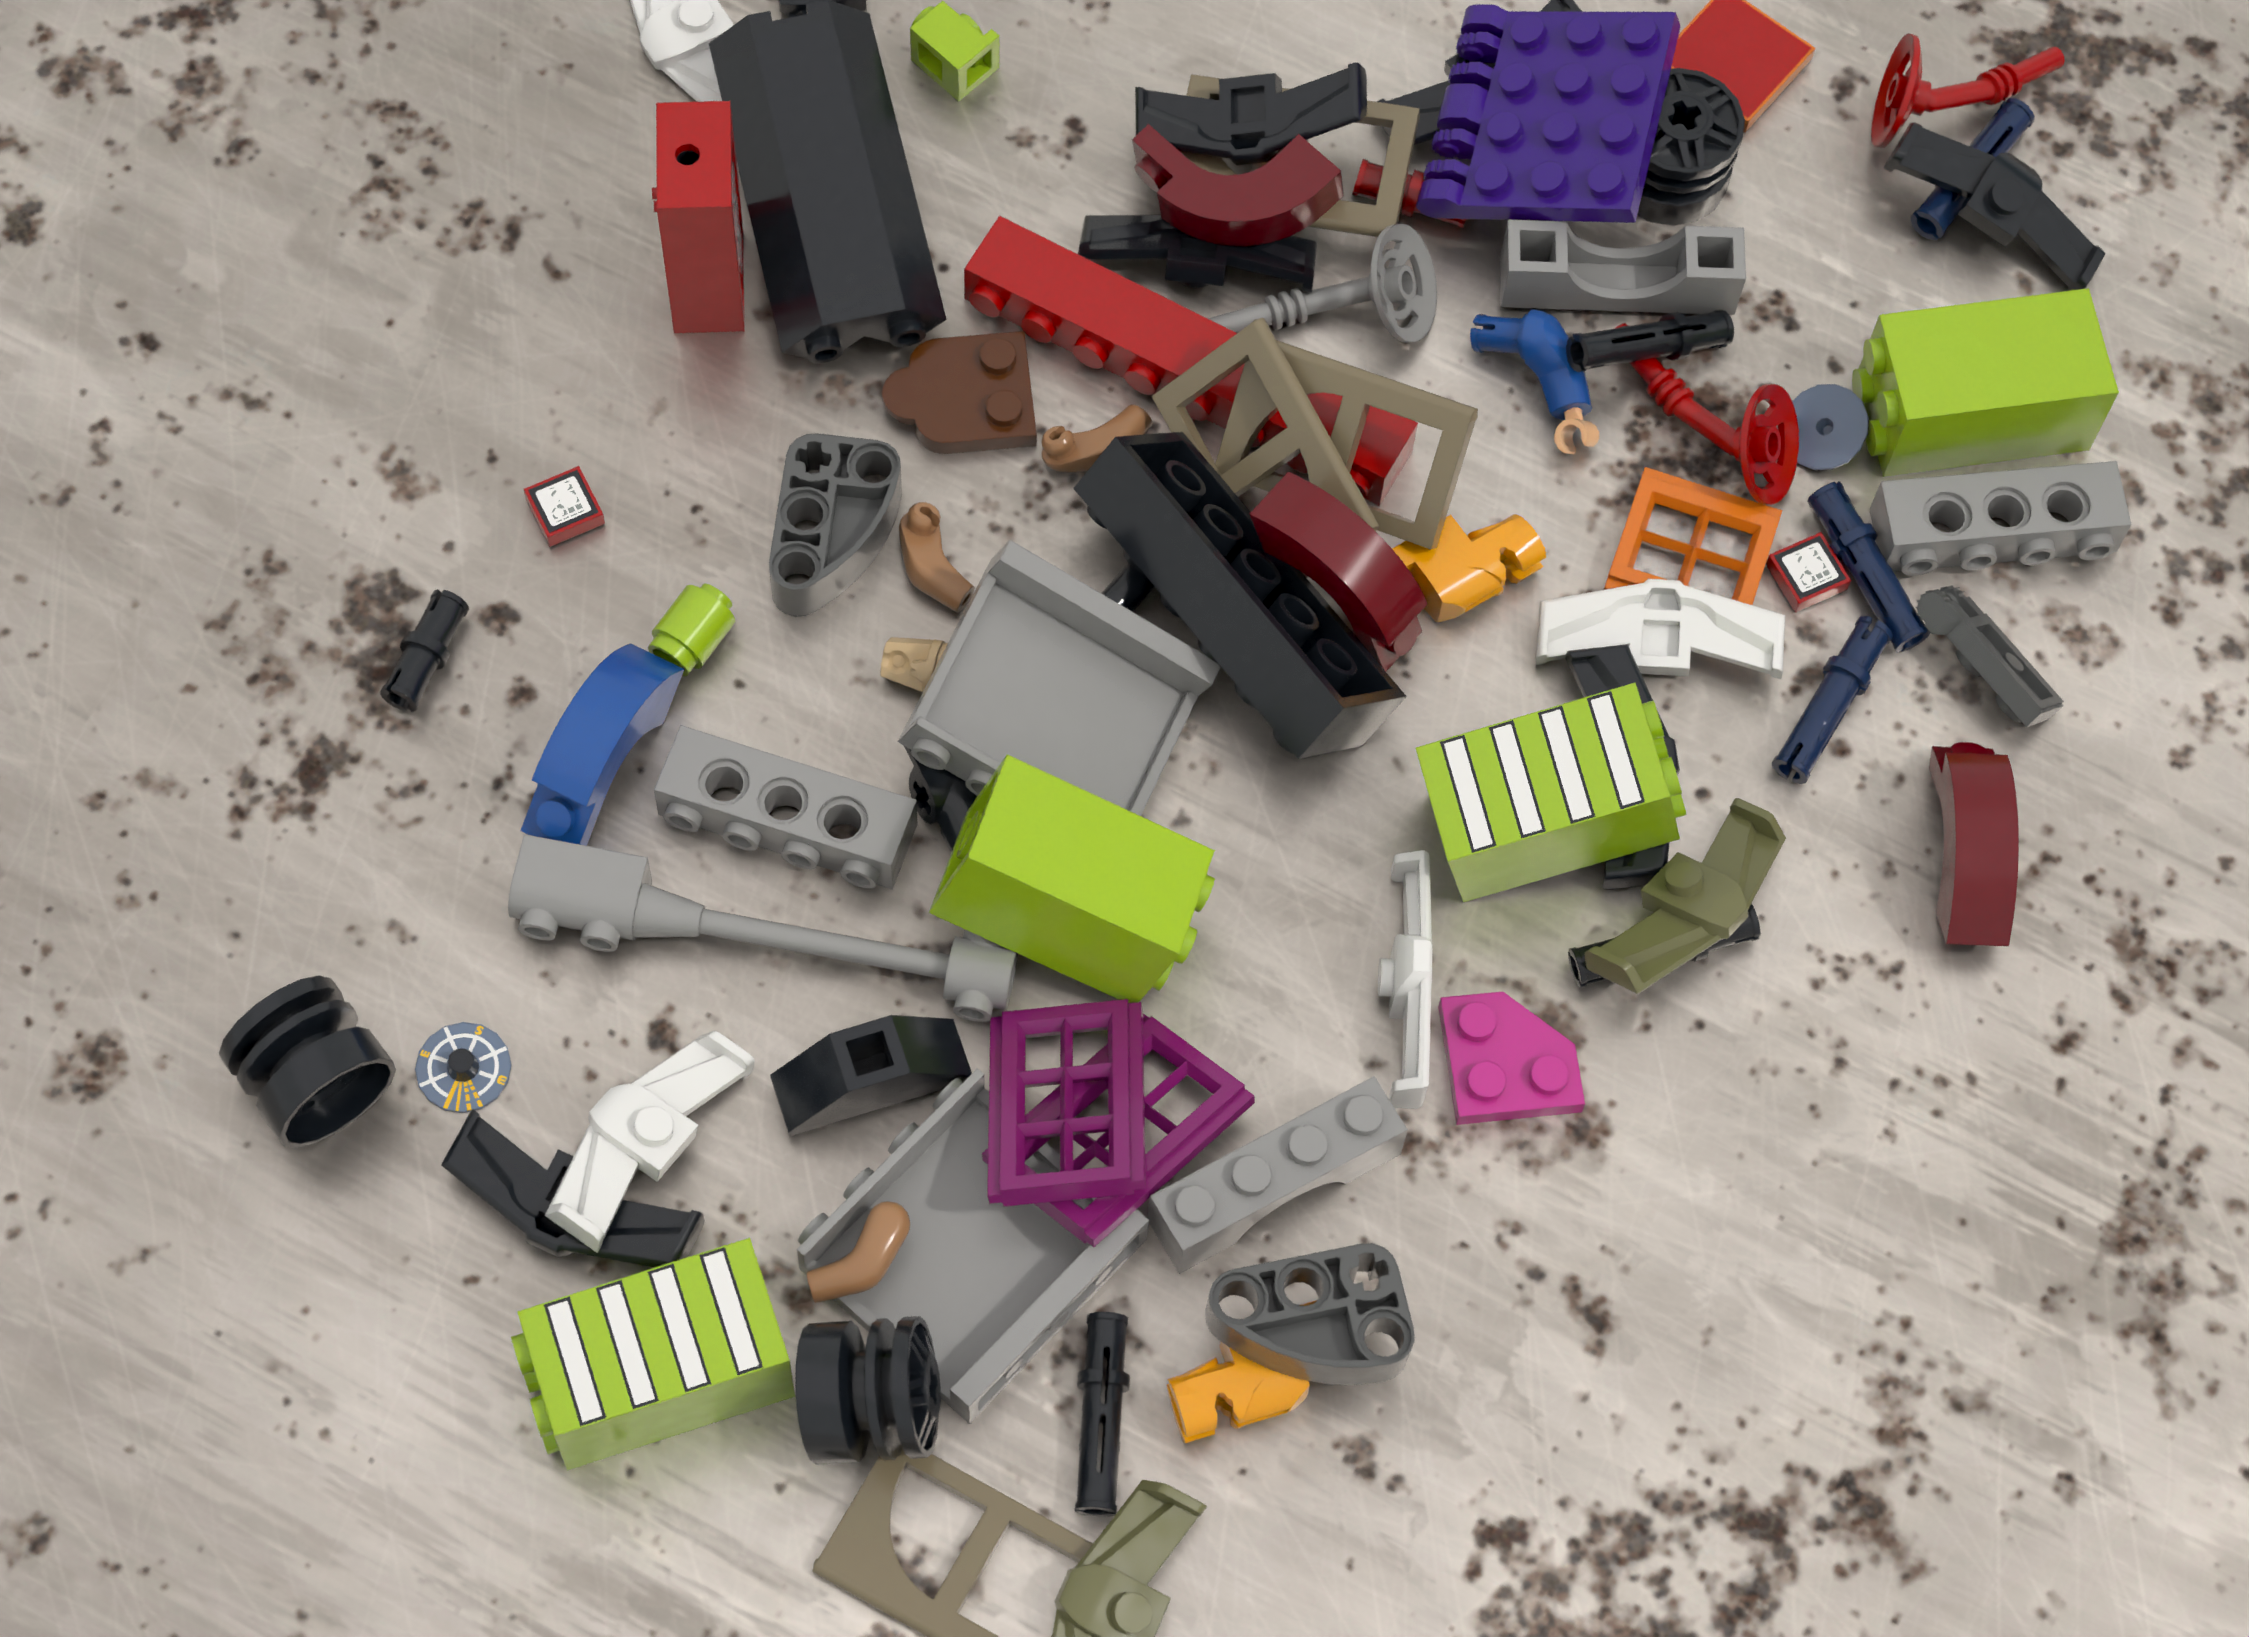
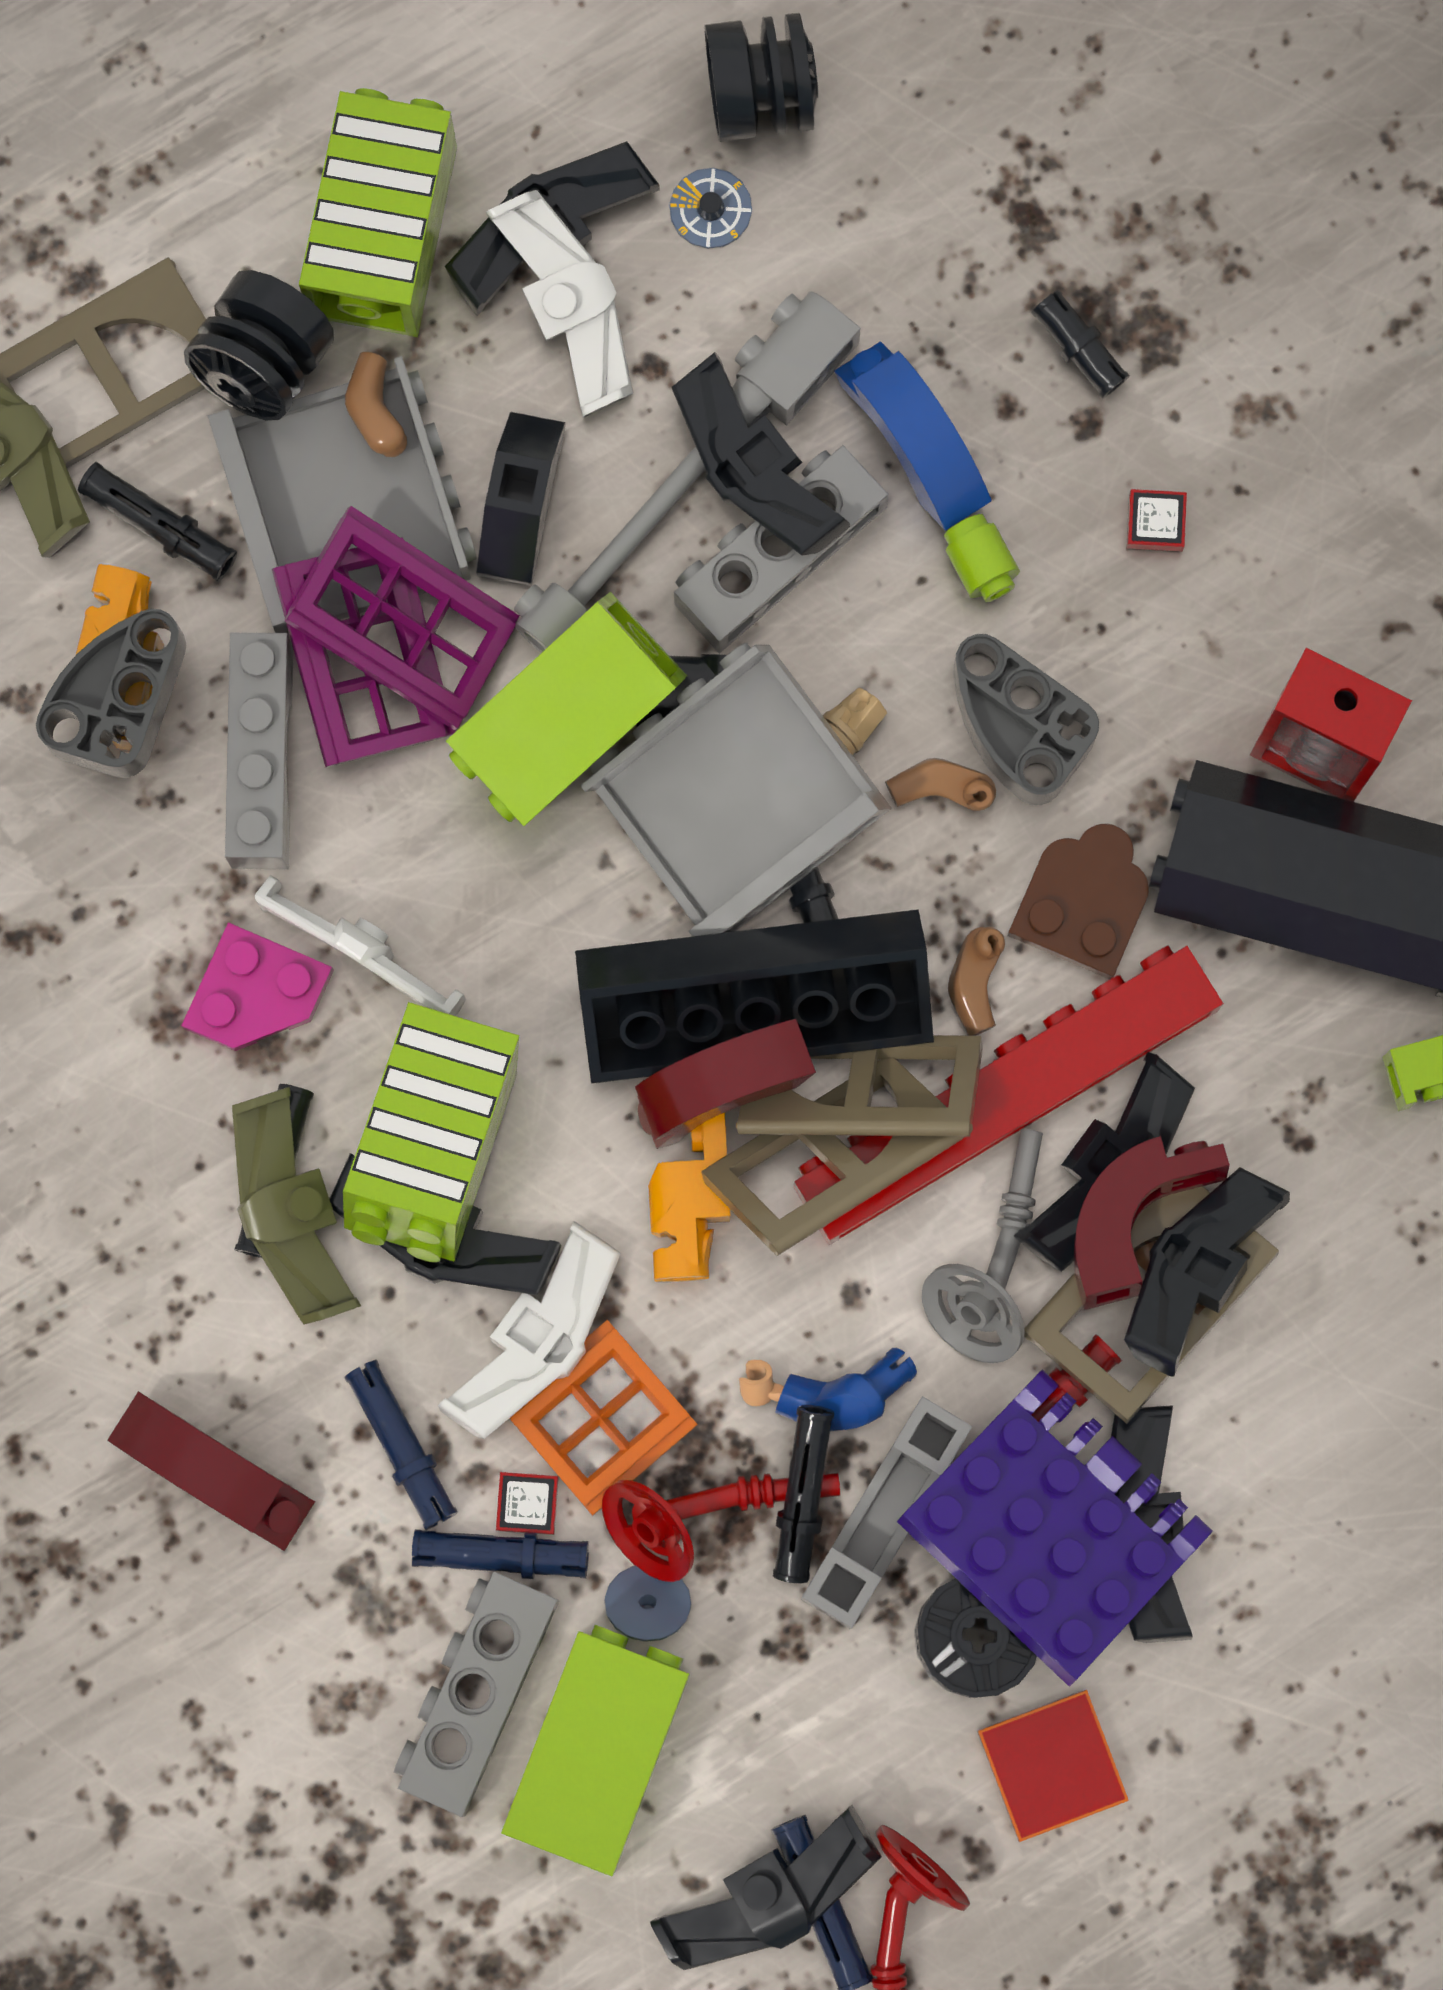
camera: 125 degrees right, 15 degrees up
(718, 863) = (752, 462): none -> black plate
(1989, 654) = (362, 1600): dark grey hinge -> none

